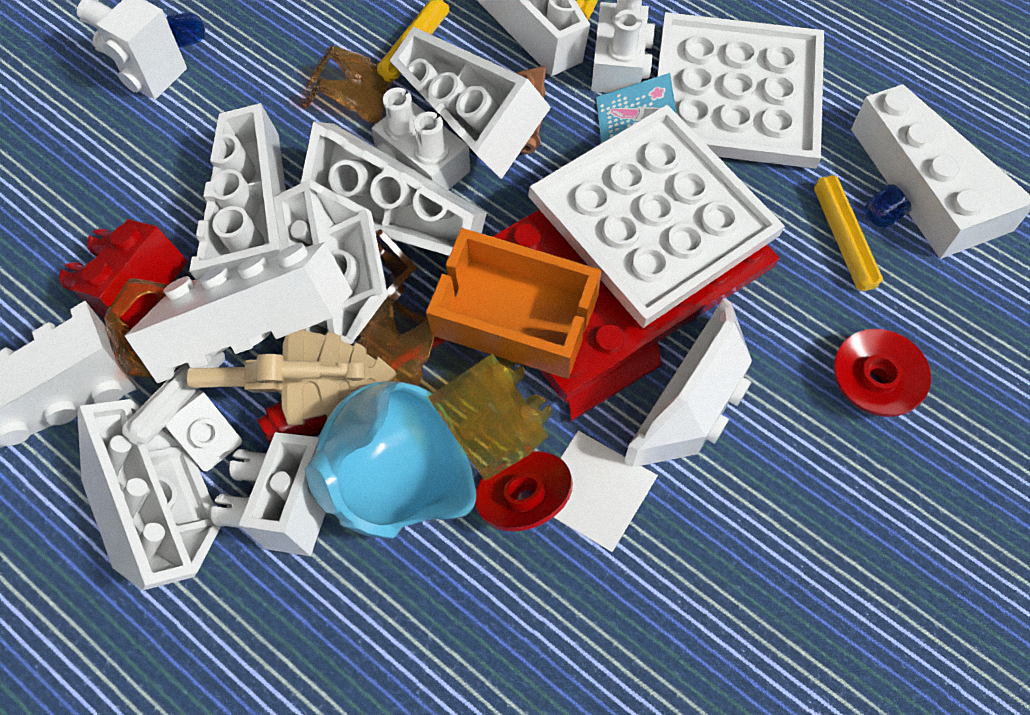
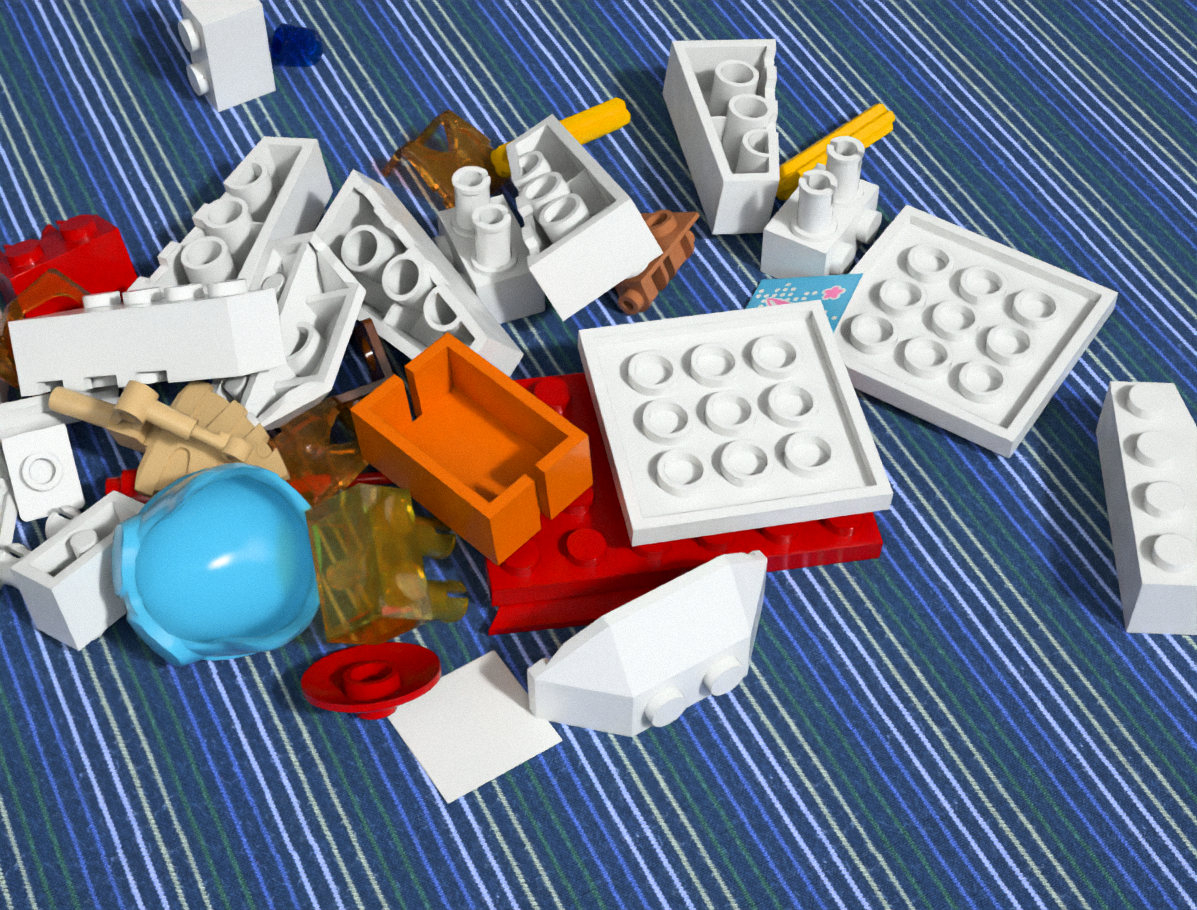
camera: 25 degrees right, 15 degrees down
(848, 233) = (1002, 550): yellow axle -> none
(887, 206) = (1081, 538): clear blue piece -> none
(894, 360) = (941, 704): red dish -> none

